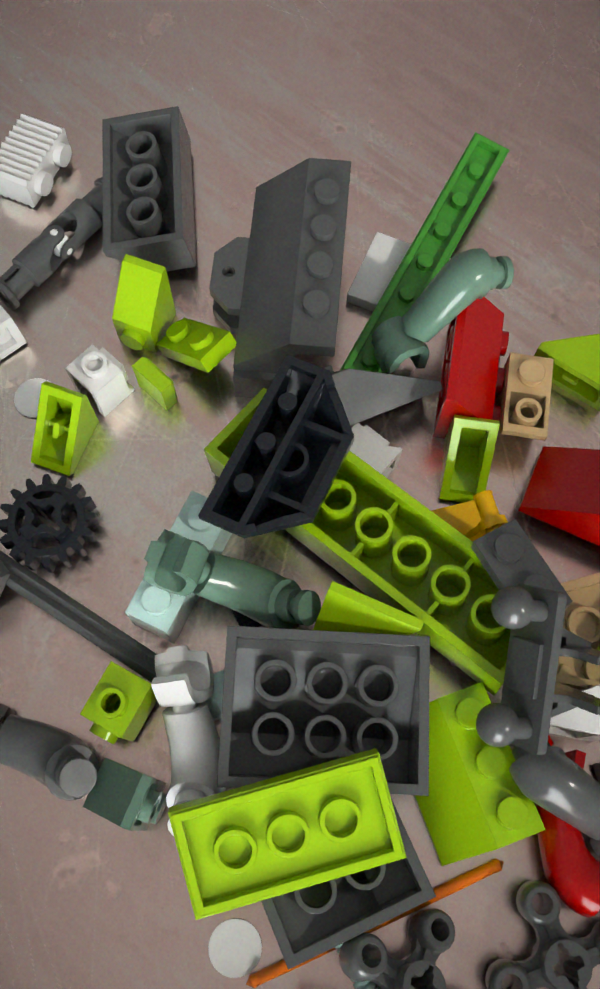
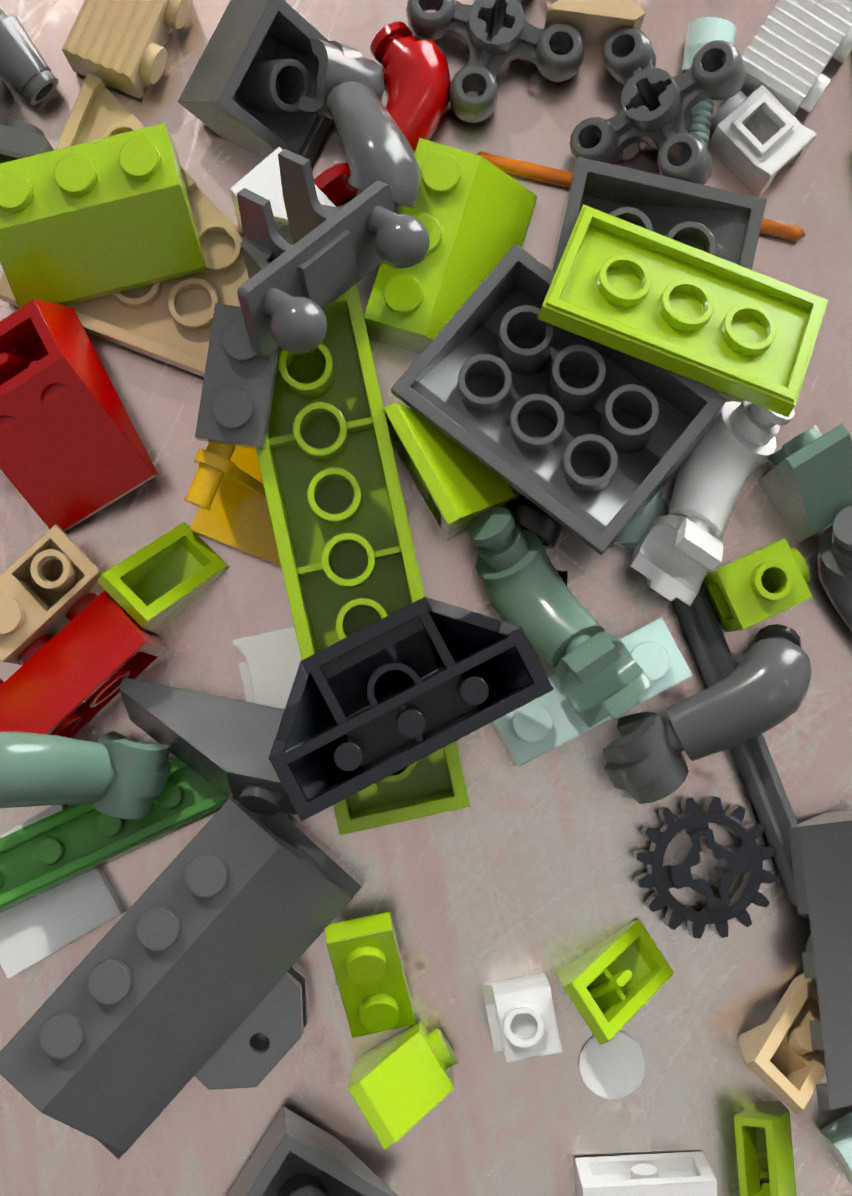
camera: 140 degrees left, 15 degrees up
(76, 634) = (742, 706): none -> dark grey piece
(155, 383) = (455, 963): lime tile -> none
(235, 948) = (797, 267): white sticker -> none

